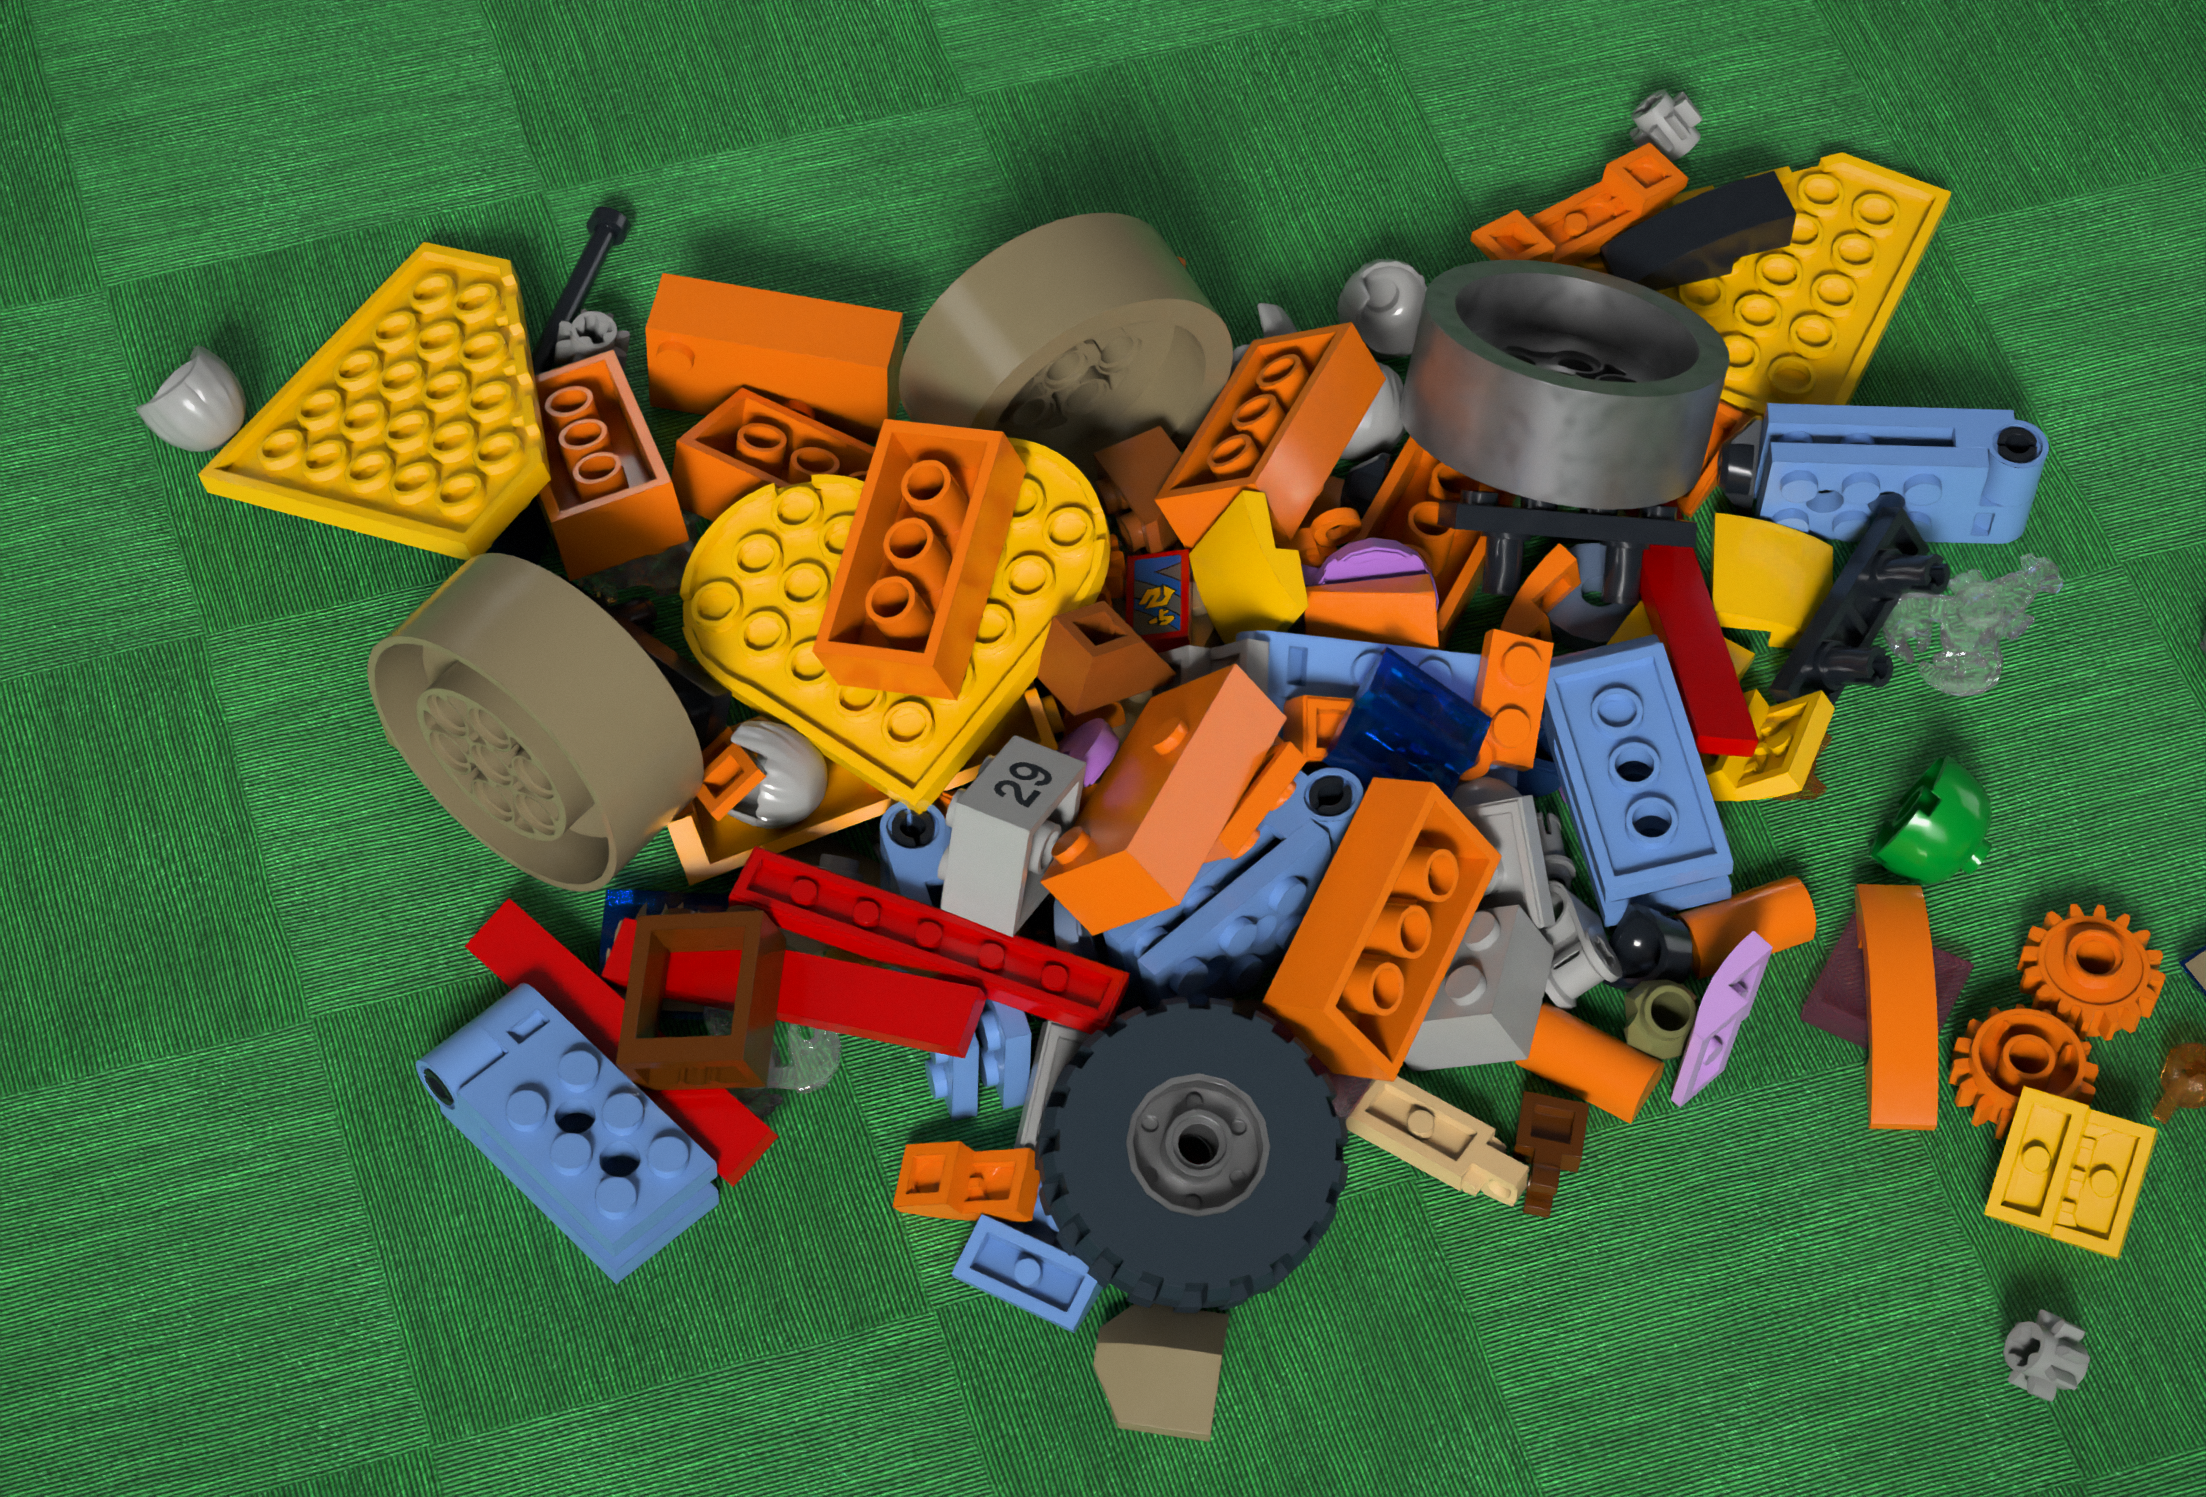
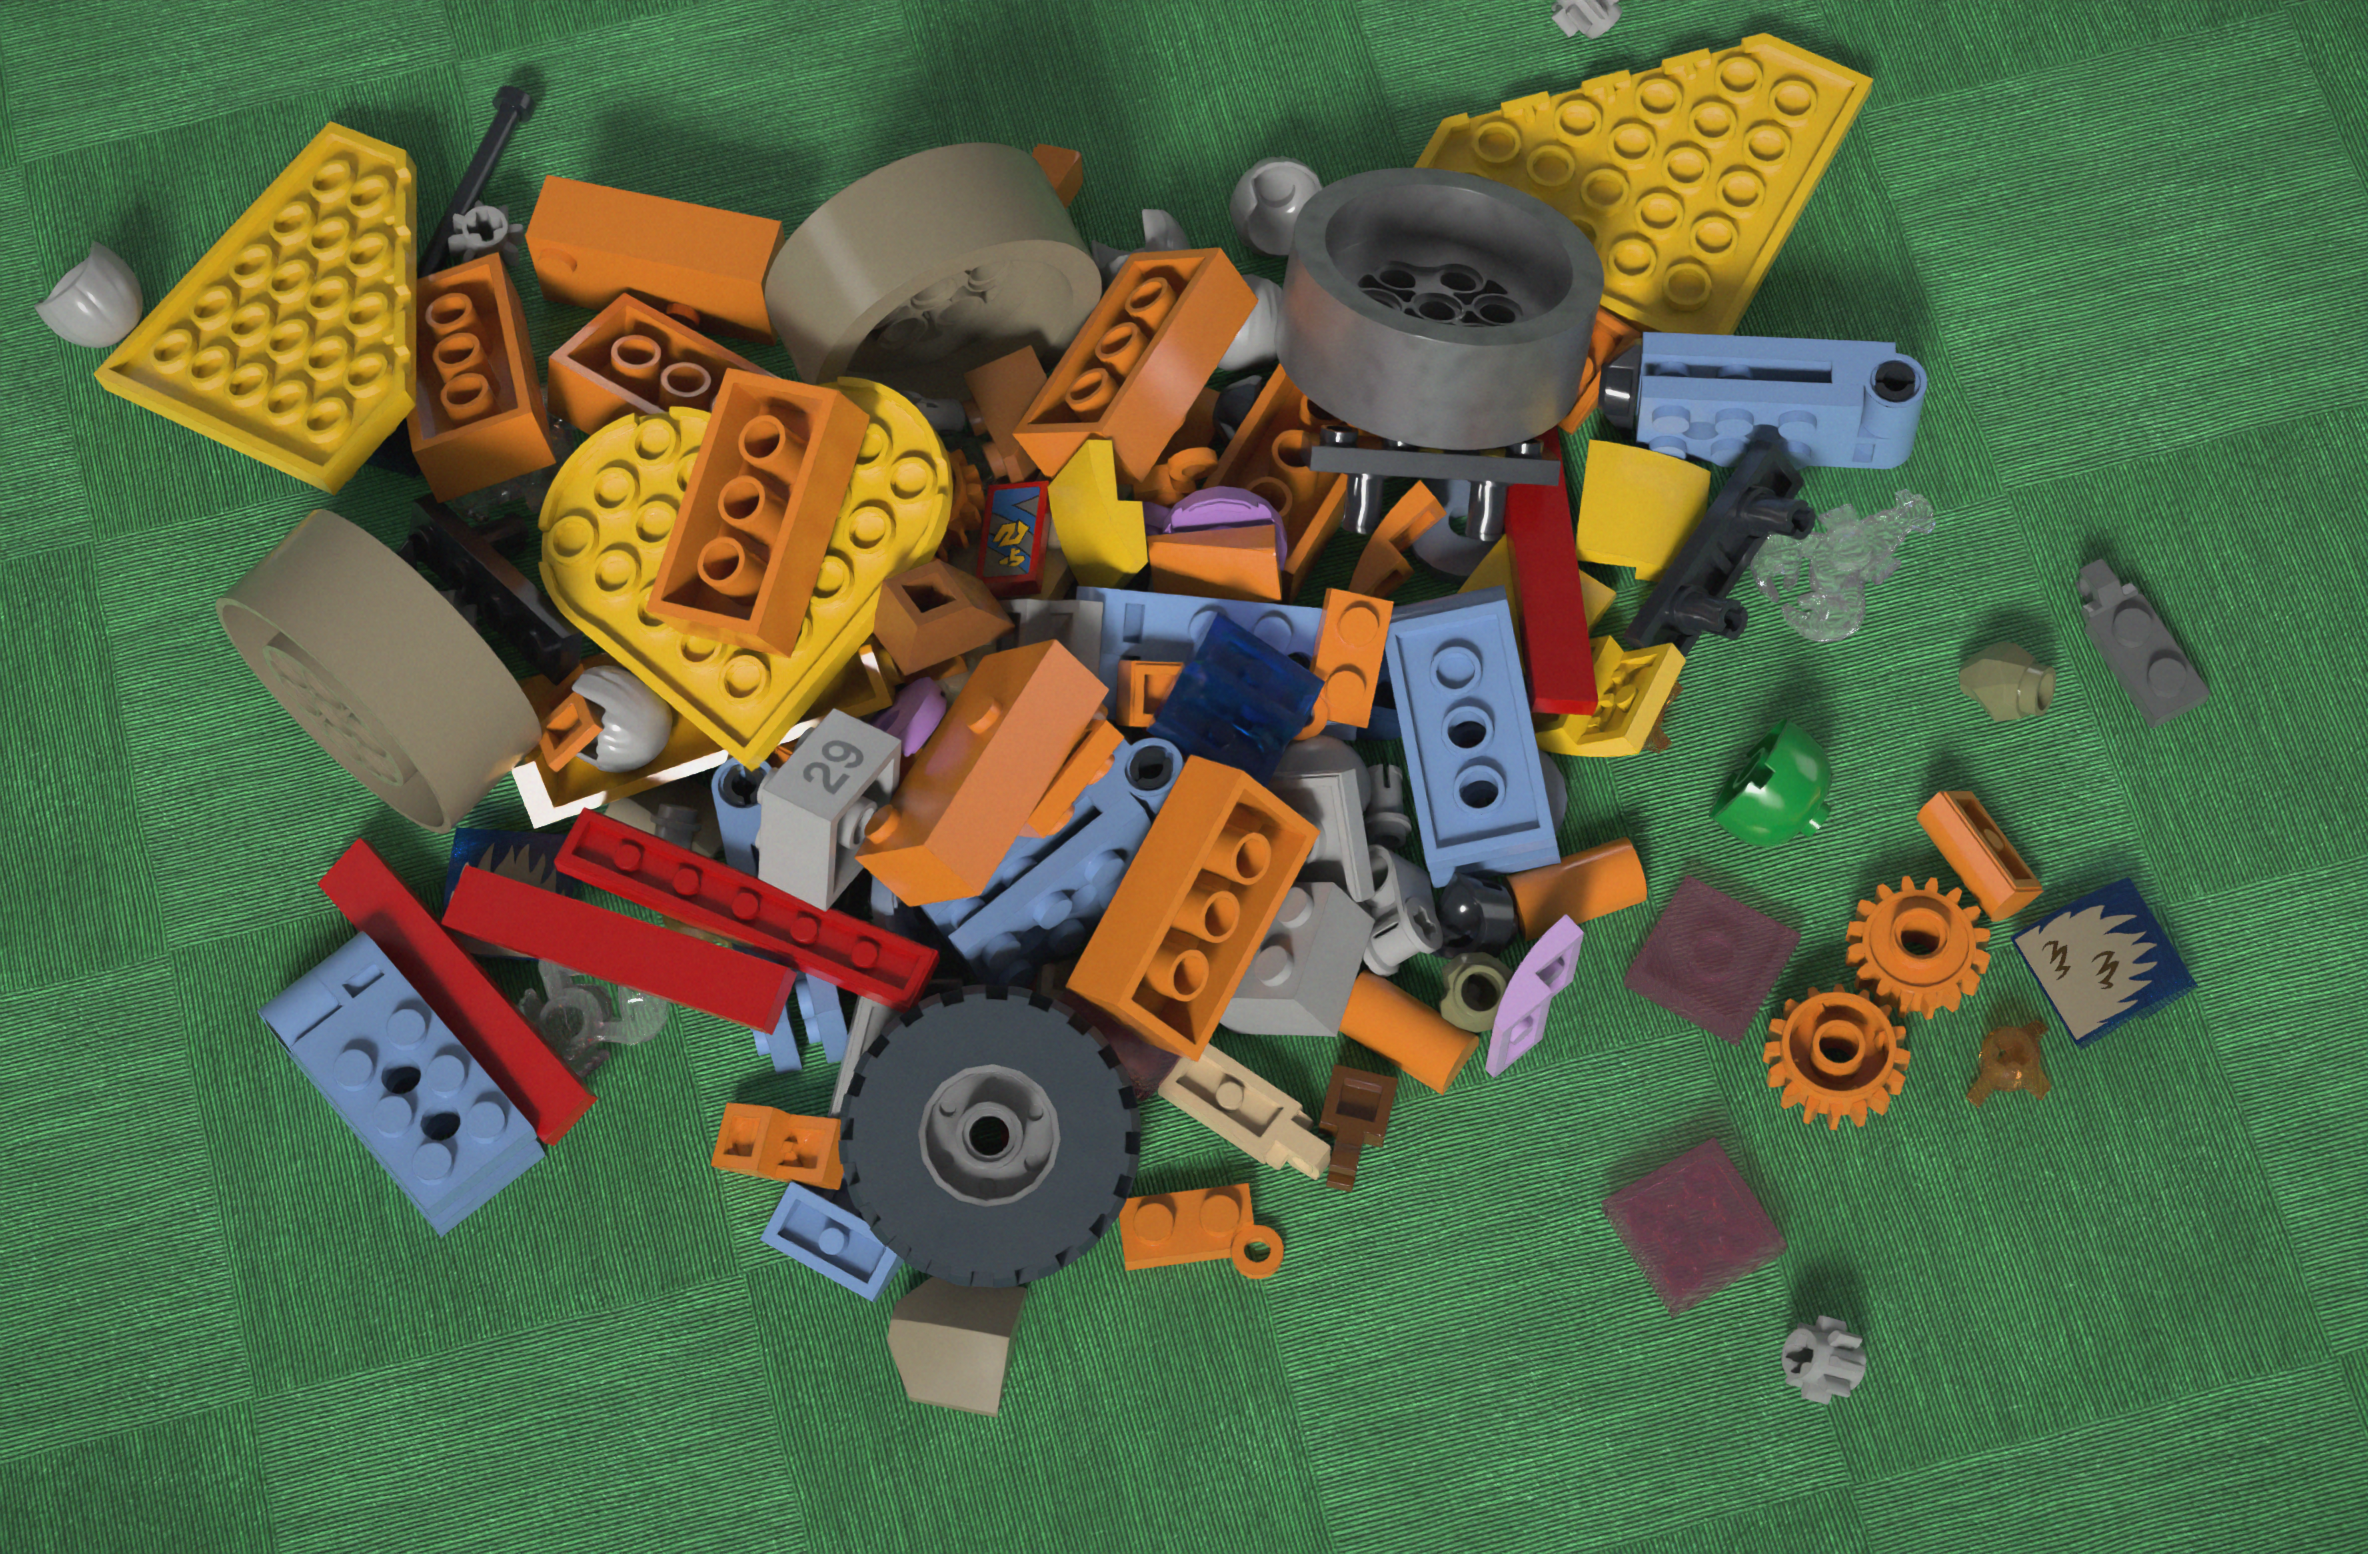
camera: 10 degrees right, 10 degrees up
(702, 1061) = (573, 974): reddish brown window -> none
(1397, 1254) = (1195, 1229): none -> orange hinge
(1577, 227) = (1490, 113): orange slope -> none
(1703, 234) = (1604, 133): black slope -> none
(1899, 1006) = (1718, 979): orange slope -> none
(1899, 1237) = (1693, 1227): none -> clear pink tile
(2071, 1173) = (1870, 1167): yellow slope -> none
(2139, 885) = (1979, 853): none -> orange brick
(2149, 728) = (2008, 682): none -> olive rock

